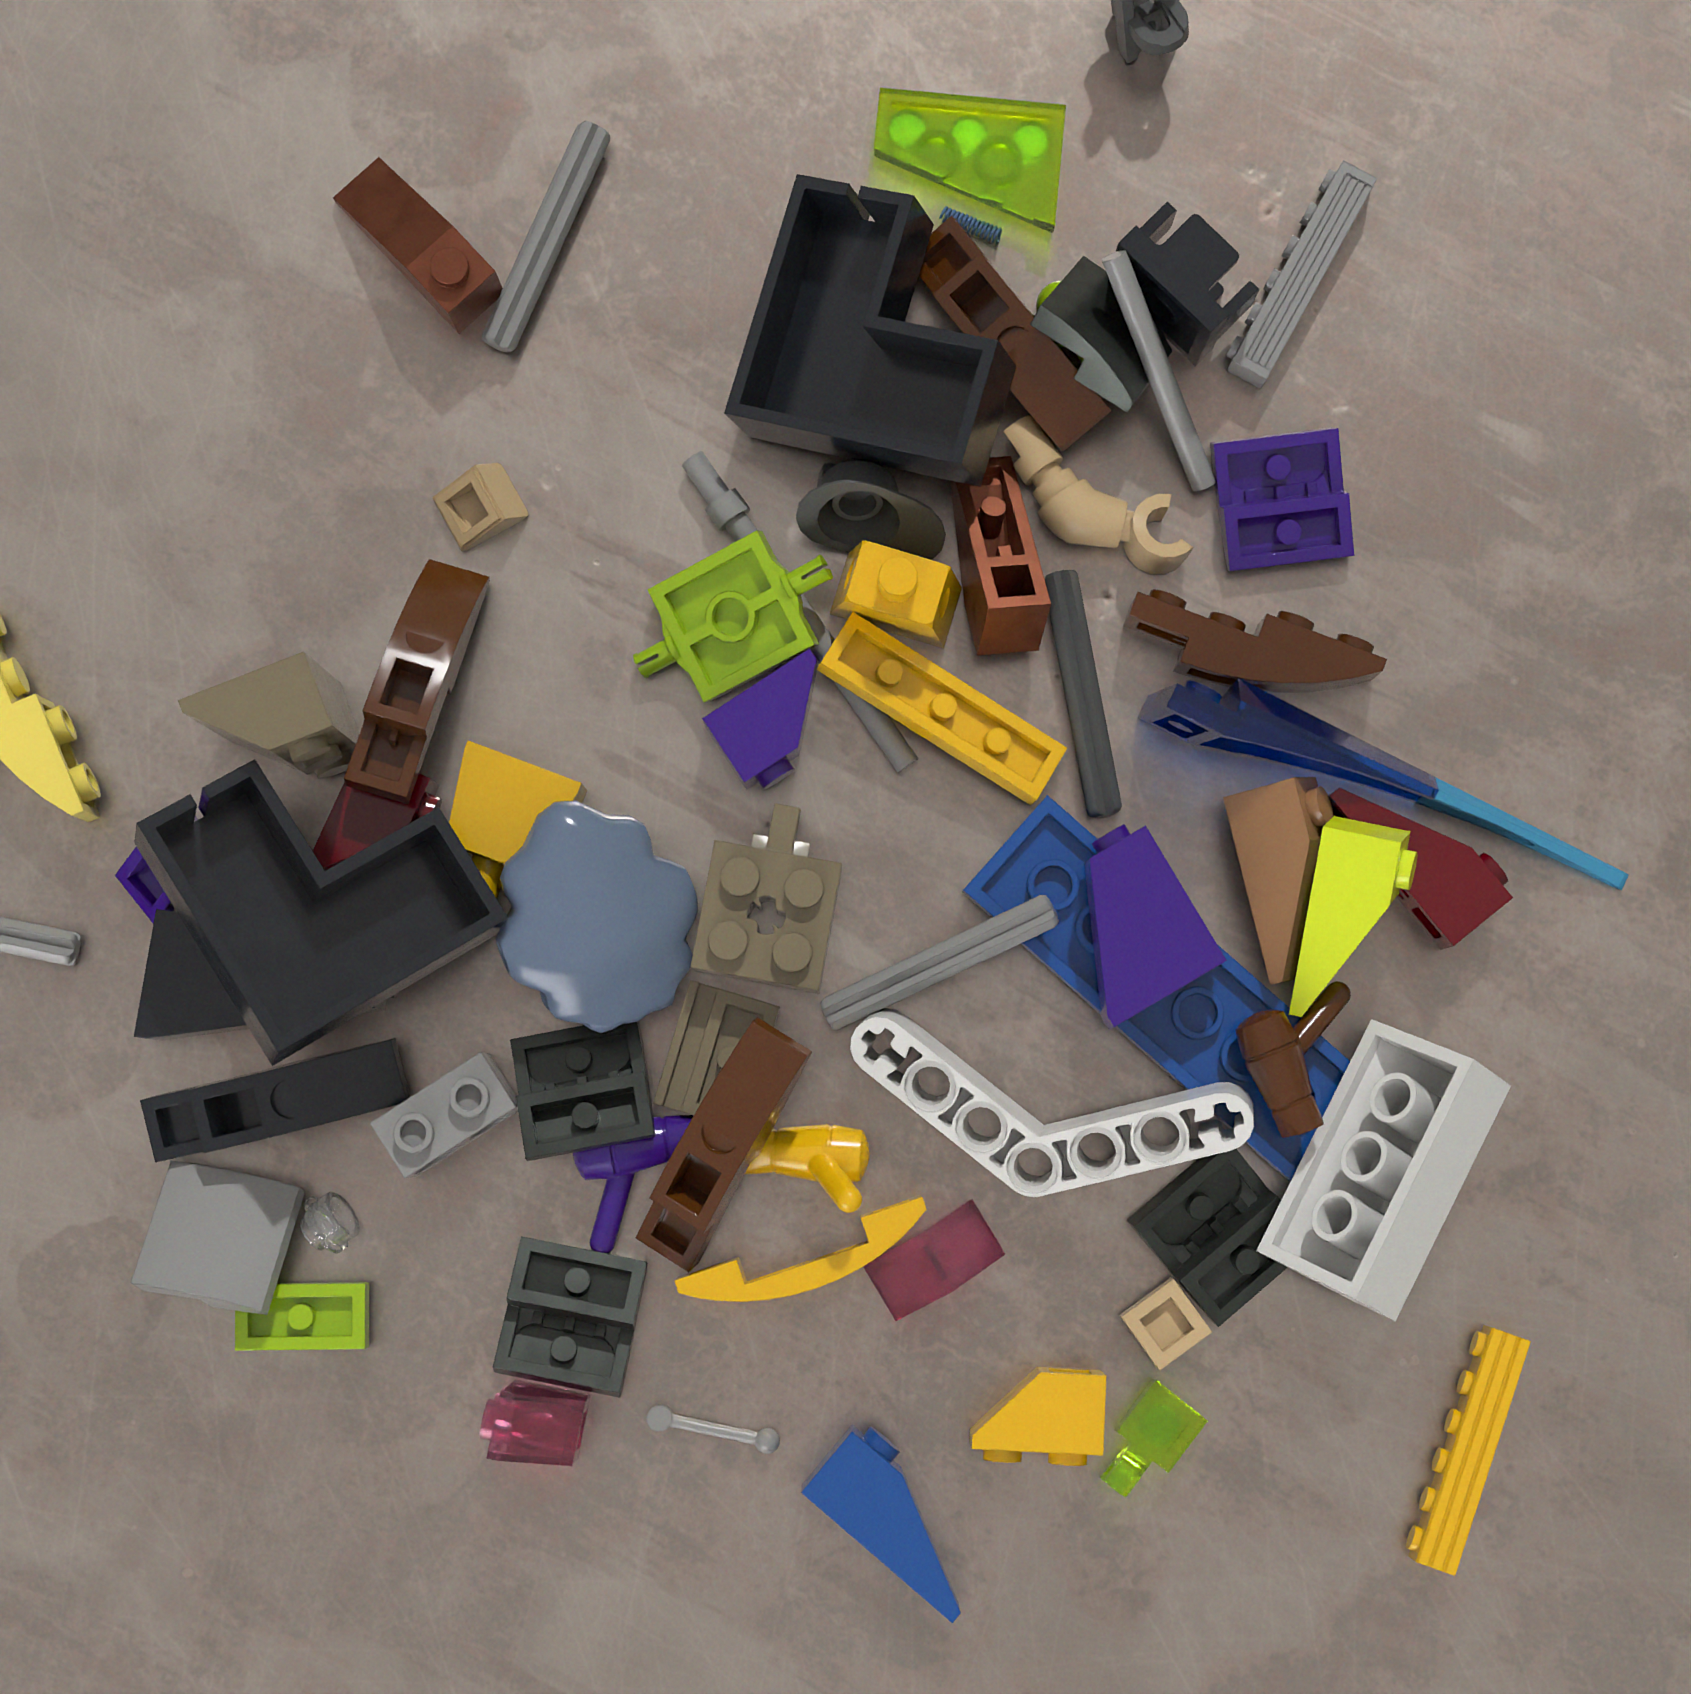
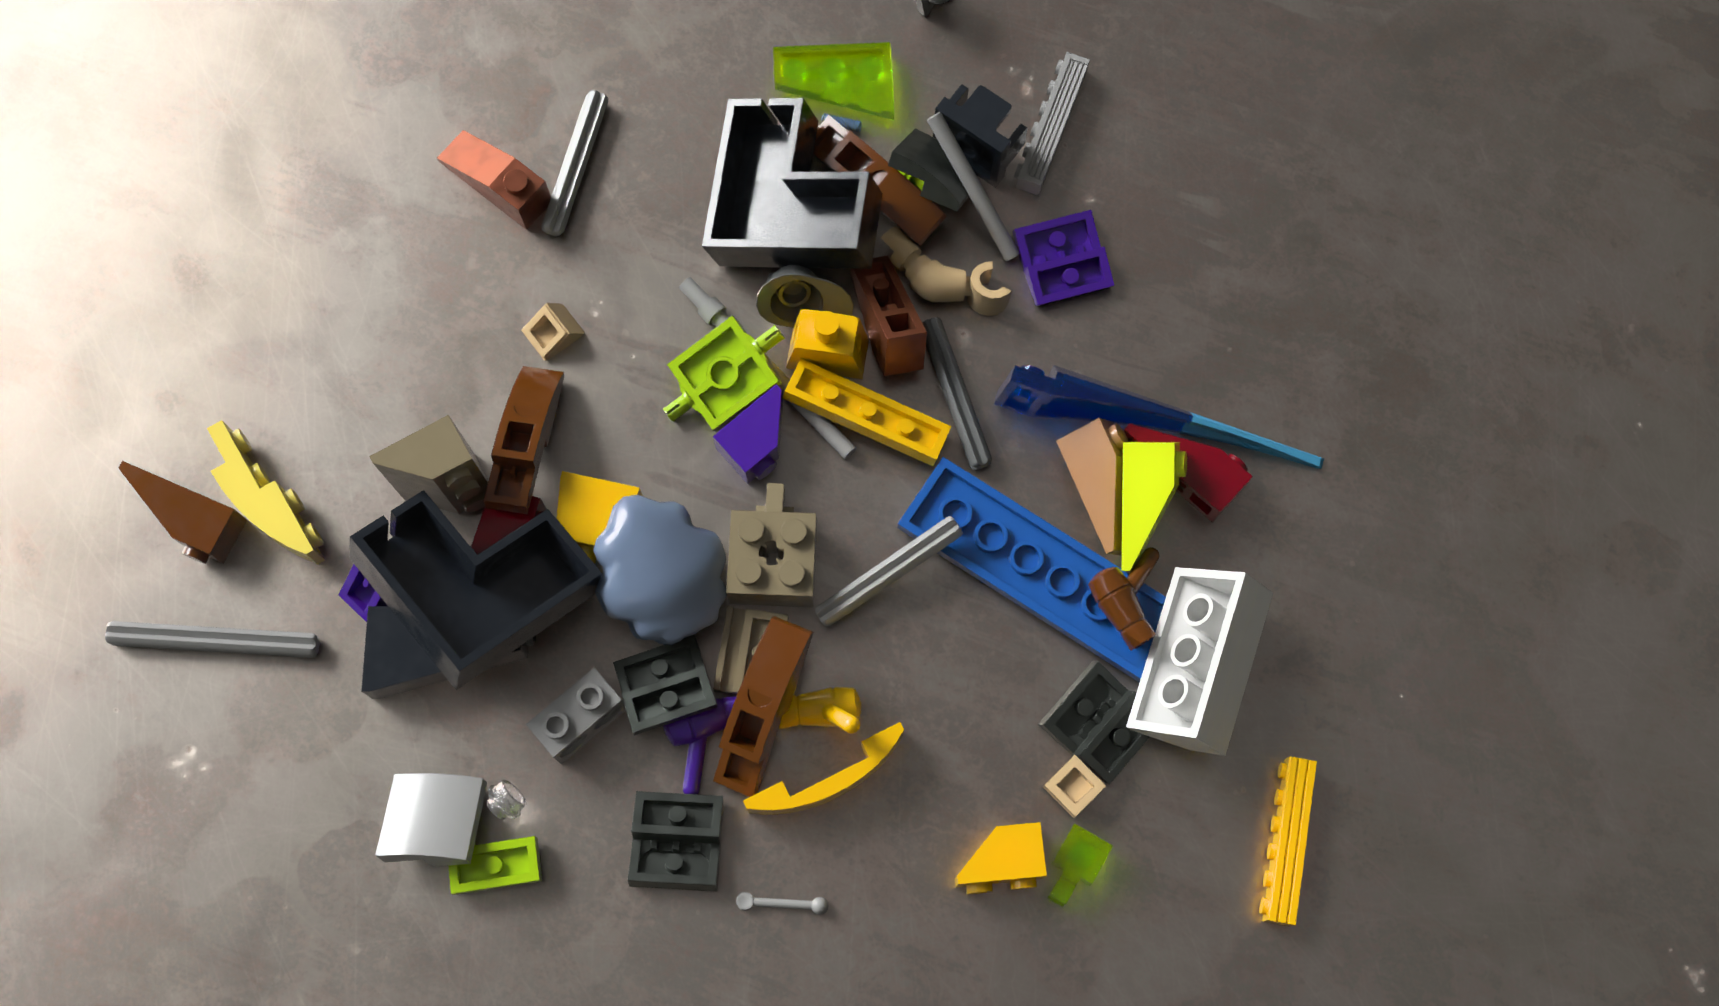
camera: 10 degrees left, 10 degrees down
(275, 1101) = (459, 722): black slope -> none
(535, 1424) = (661, 911): clear pink slope -> none
(874, 1504) = (899, 935): blue slope -> none
(934, 1260) = (913, 767): clear pink slope -> none
(1023, 1131) = (957, 672): white beam -> none
(1141, 926) = (1017, 526): dark purple slope -> none
(1278, 657) = (1078, 350): reddish brown slope -> none

